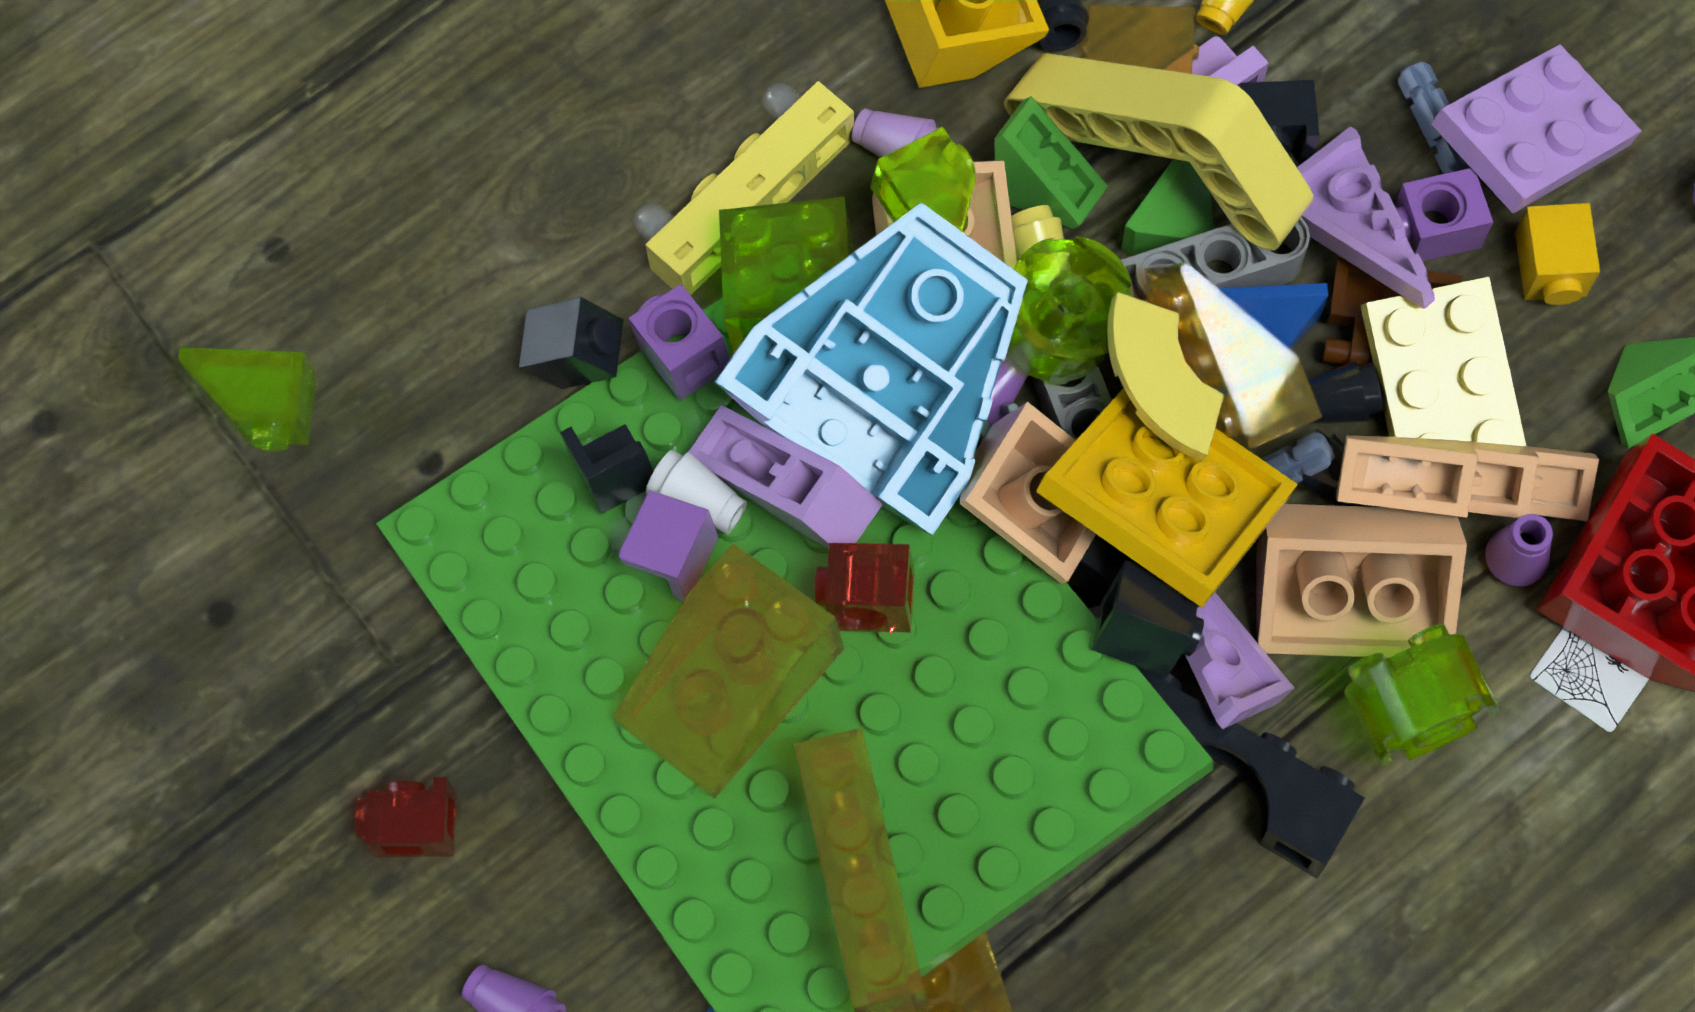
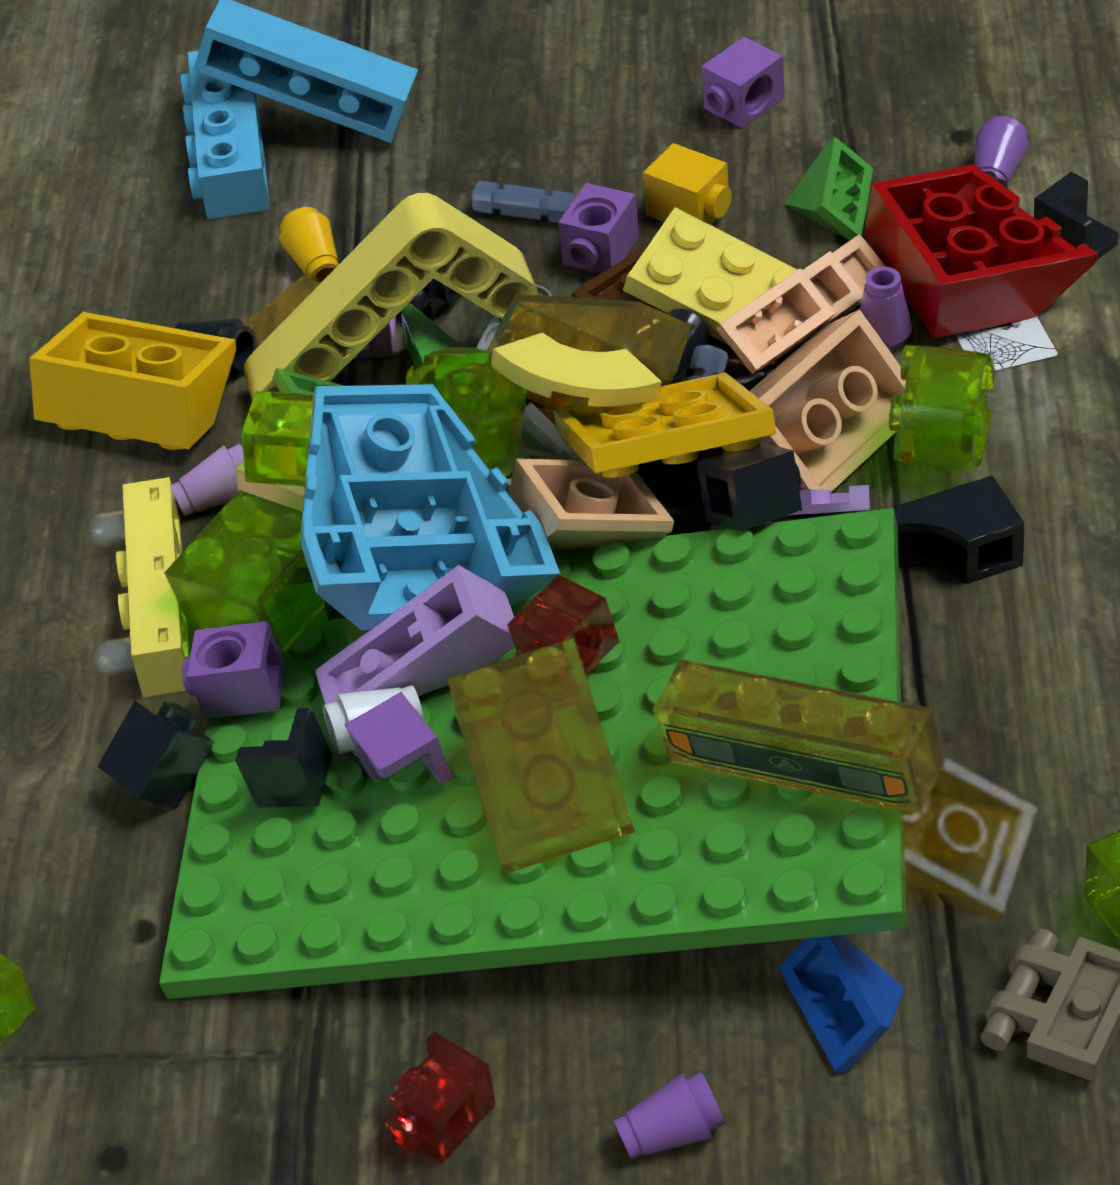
camera: 50 degrees left, 25 degrees down
(1360, 219) = (572, 256): lavender wing -> none
(1536, 128) = (588, 146): lavender plate -> none

